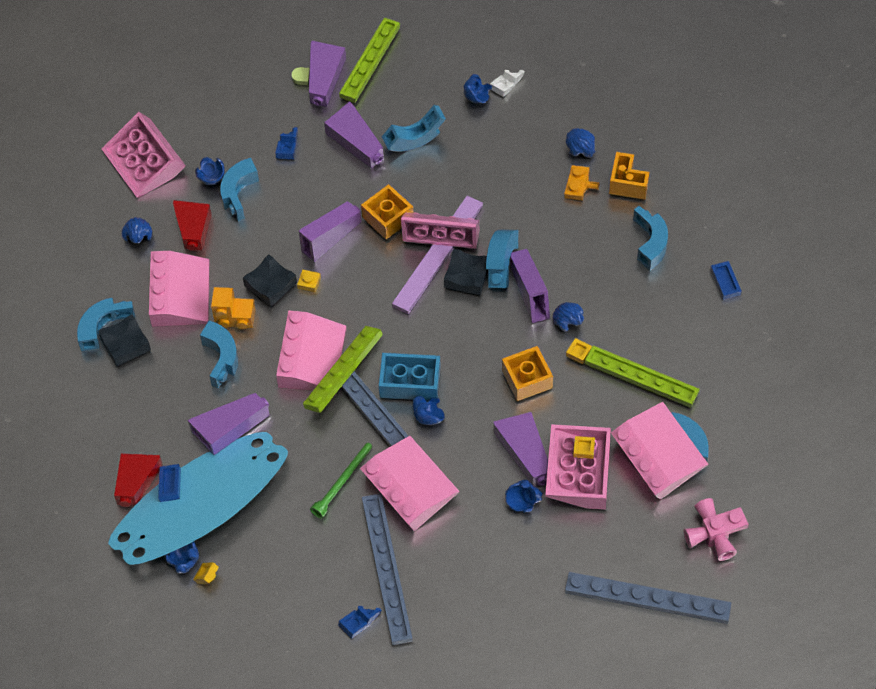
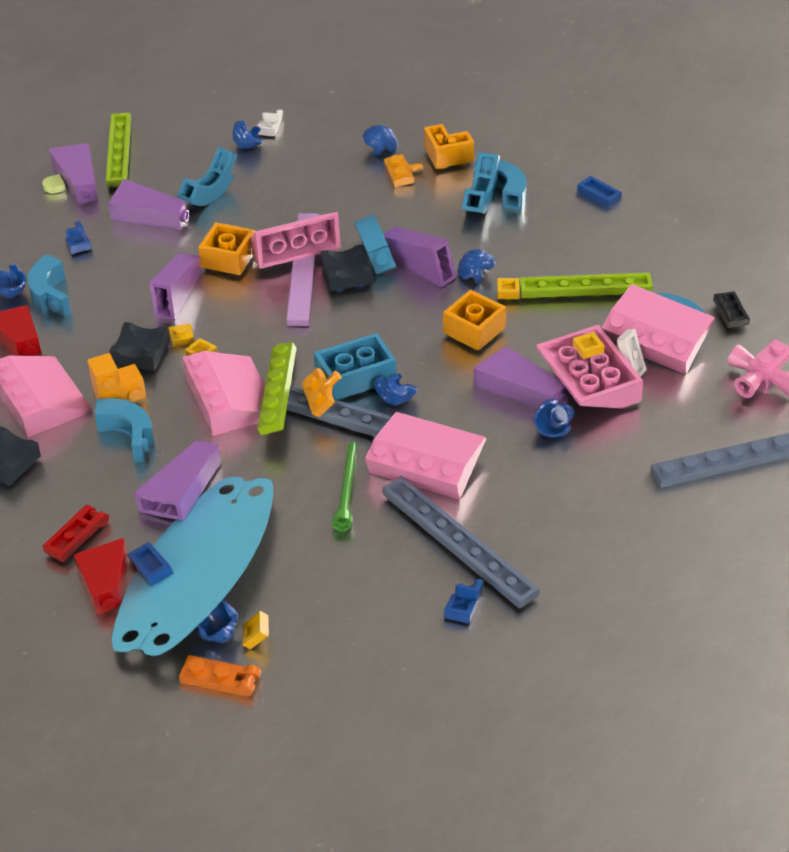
camera: 30 degrees left, 15 degrees down
(137, 430) = (75, 533): none -> red plate
(164, 595) = (219, 675): none -> orange plate
(312, 304) = (200, 346): none -> yellow plate
(365, 390) = (319, 390): none -> light orange plate
(619, 467) = (630, 348): none -> white plate
(622, 242) = (484, 183): none -> dark azure arch
(739, 455) = (731, 309): none -> black plate

